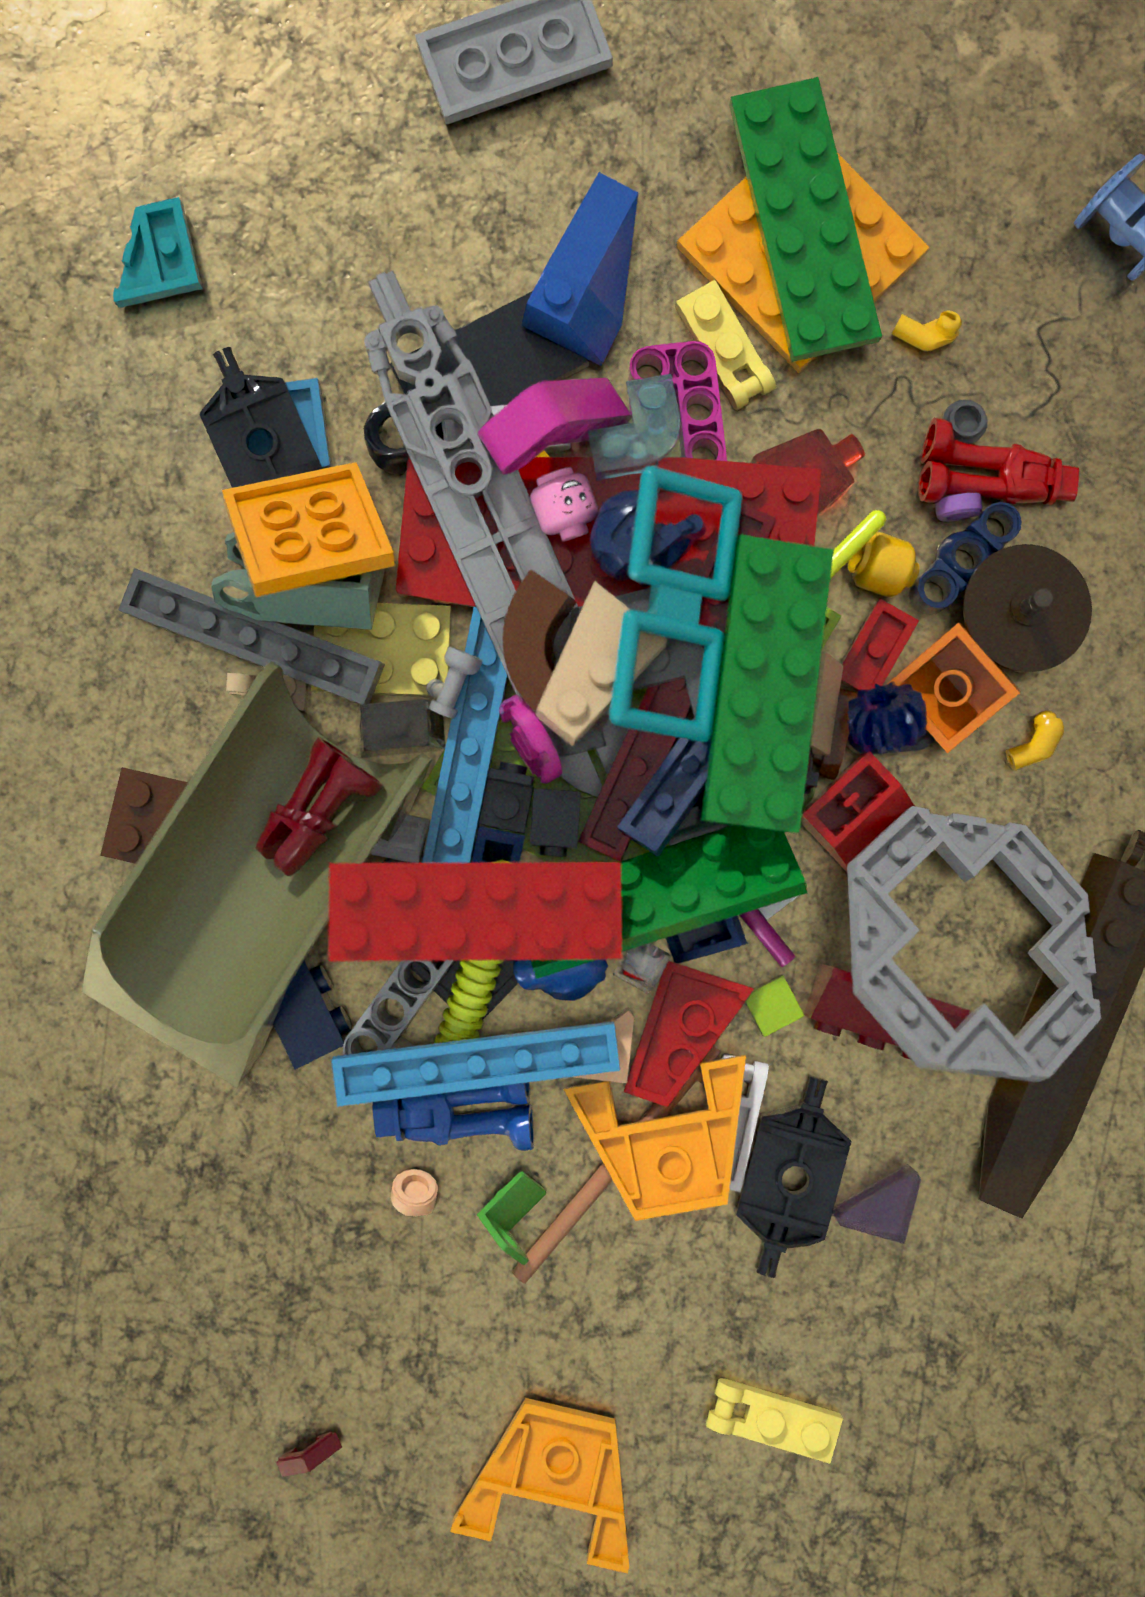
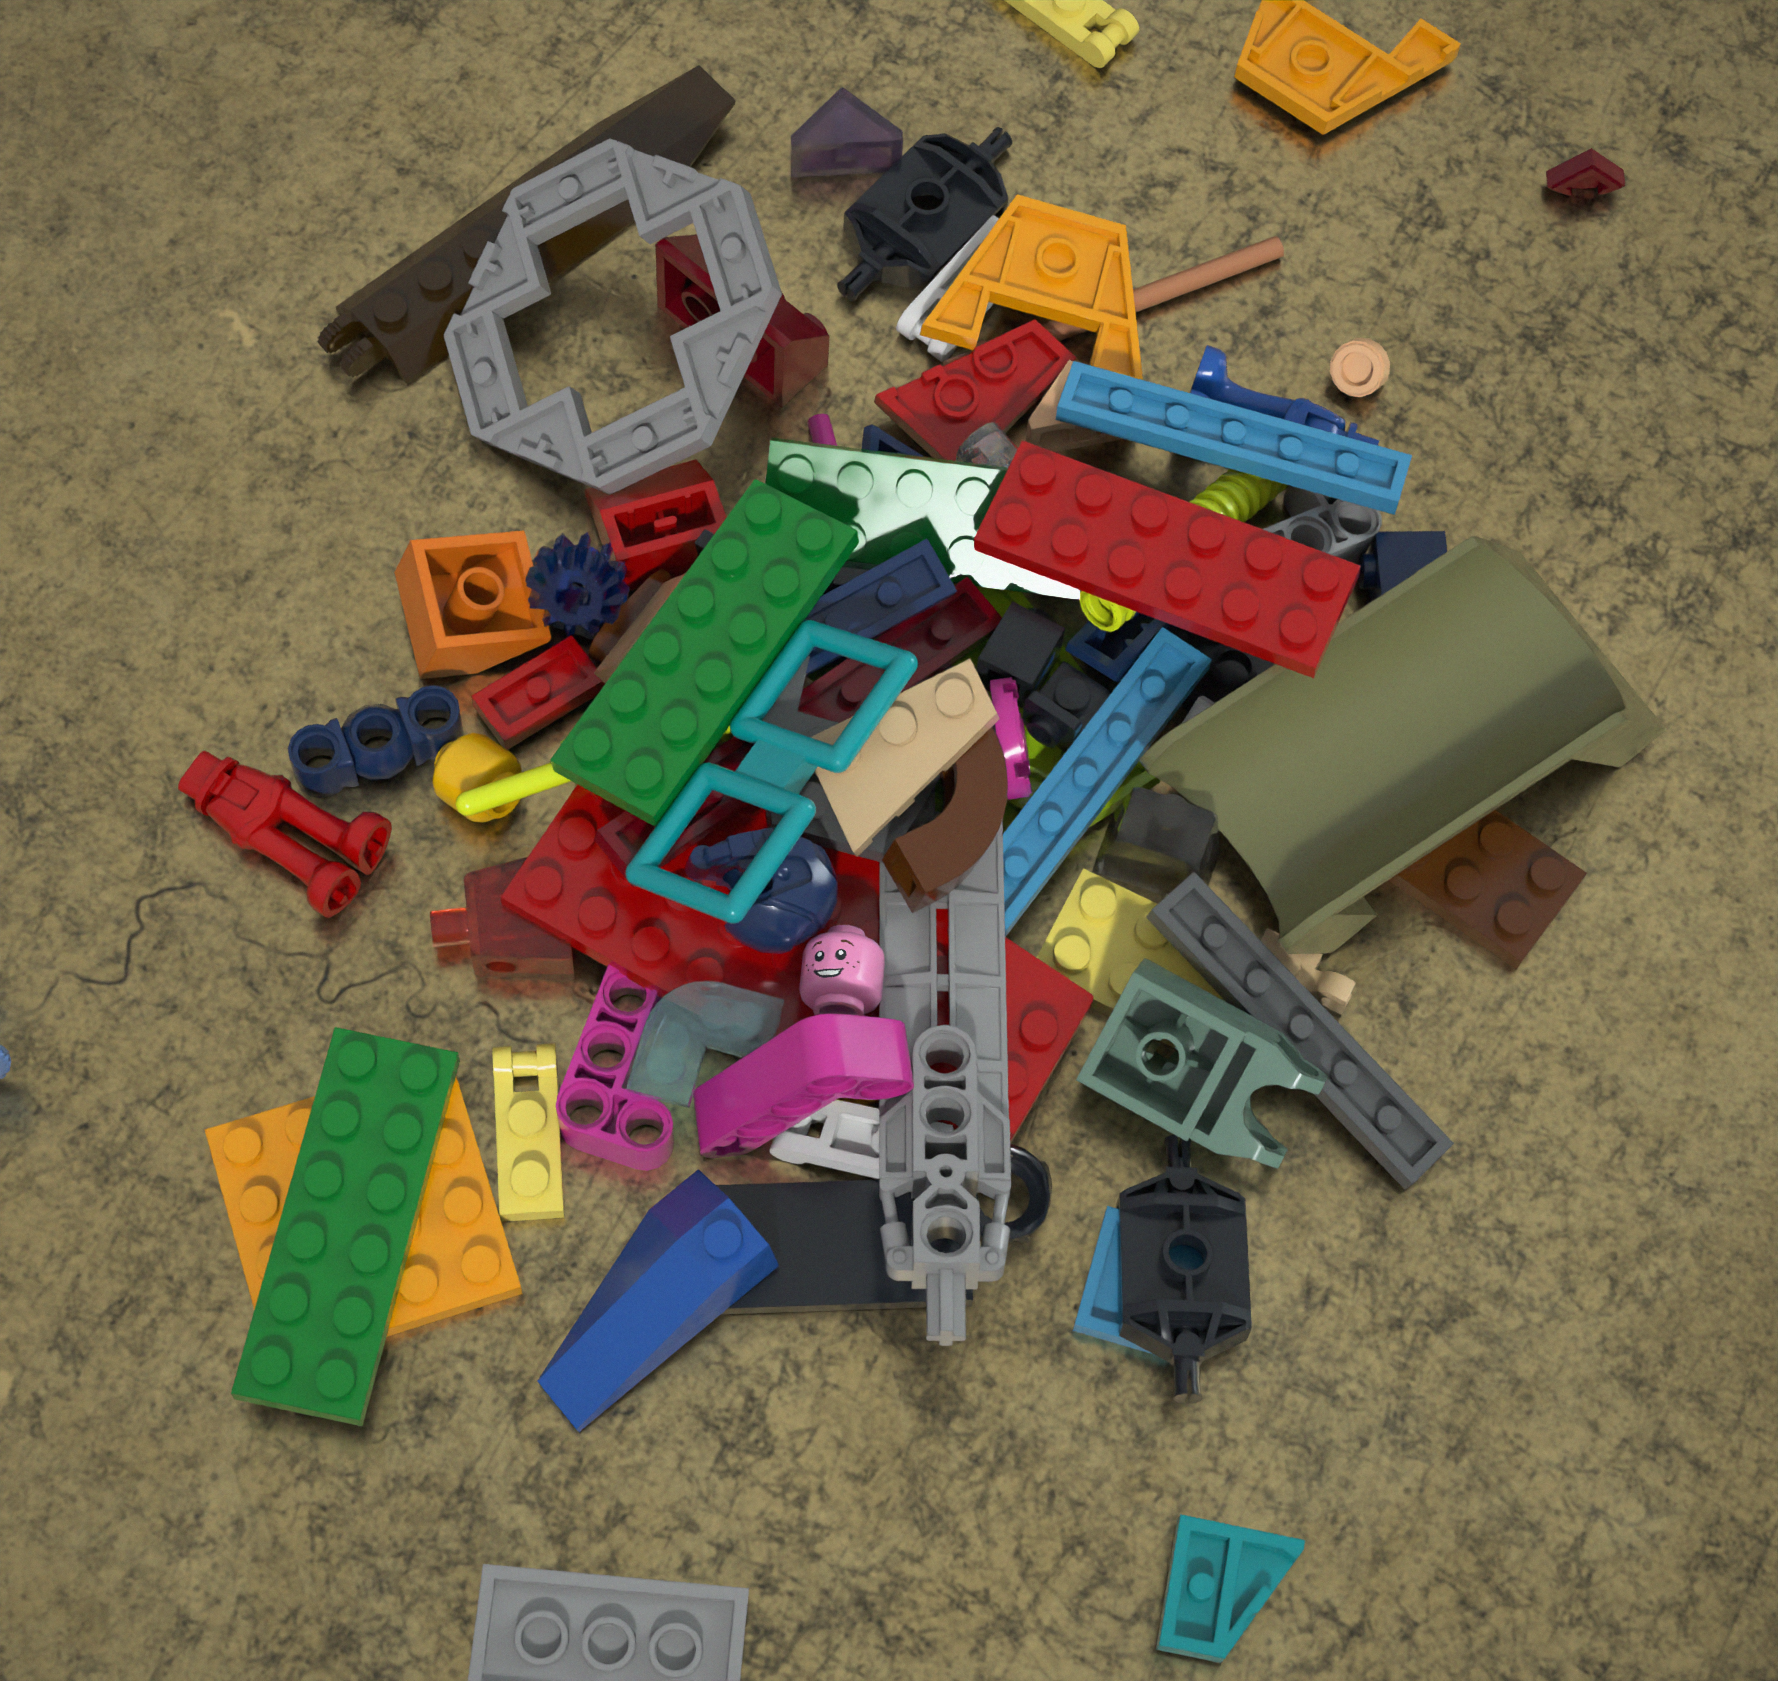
camera: 160 degrees left, 20 degrees down
(295, 833) = (1315, 759): dark red piece -> none
(307, 529) = (1175, 1094): light orange plate -> none
(448, 691) = (1053, 860): light grey piece -> none
(508, 1209) = (1260, 313): bright green bracket -> none
(774, 1006) = (857, 381): lime tile -> none
(930, 335) = (264, 1027): yellow arm -> none
(959, 507) = (347, 799): medium lavender tile -> none
(967, 419) = (281, 904): dark grey plate -> none
(1027, 608) = (342, 638): dark brown piece -> none
(1043, 744) = (405, 509): yellow arm -> none

